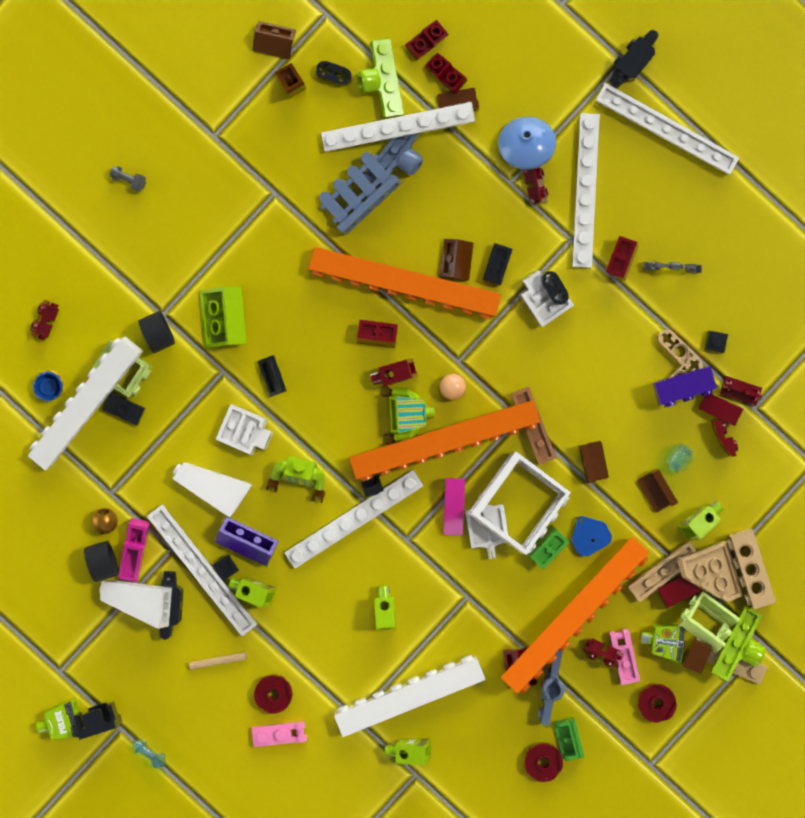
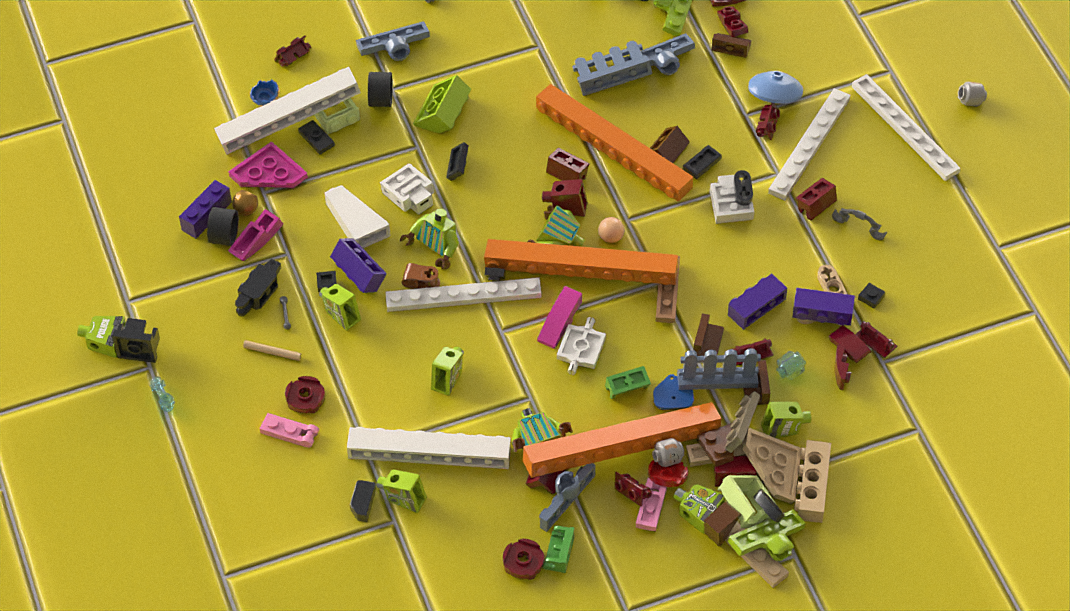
camera: 30 degrees right, 35 degrees down
(71, 545) = (196, 216): none -> dark purple brick
(102, 469) = (268, 169): none -> dark pink plate
(134, 260) = (393, 41): none -> sand blue plate
(139, 600) = (236, 264): white slope -> none
(197, 602) = (283, 300): none -> dark grey hinge
(202, 570) = (305, 276): white plate -> none
(304, 524) = (418, 276): none -> dark orange piece
(380, 772) = (362, 499): none -> black piece
(398, 127) = (670, 35): white plate -> none
(494, 637) = (537, 429): none -> torso
(549, 516) = (612, 308): white window -> none
(619, 401) = (757, 301): none -> dark purple brick
(619, 608) = (668, 452): none -> light grey head
(623, 502) = (718, 378): none -> sand blue fence
(624, 620) = (668, 476): none -> red tile
(635, 59) = (901, 69): black hinge -> none
(638, 457) = (762, 348): none -> dark red hinge
(657, 576) = (714, 445): none -> reddish brown wing
(657, 714) = (660, 567): dark red plate -> none
(669, 547) = (741, 423): none -> dark tan plate
(714, 58) = (972, 94): none -> light grey head
(730, 623) = (769, 506): none -> black beam

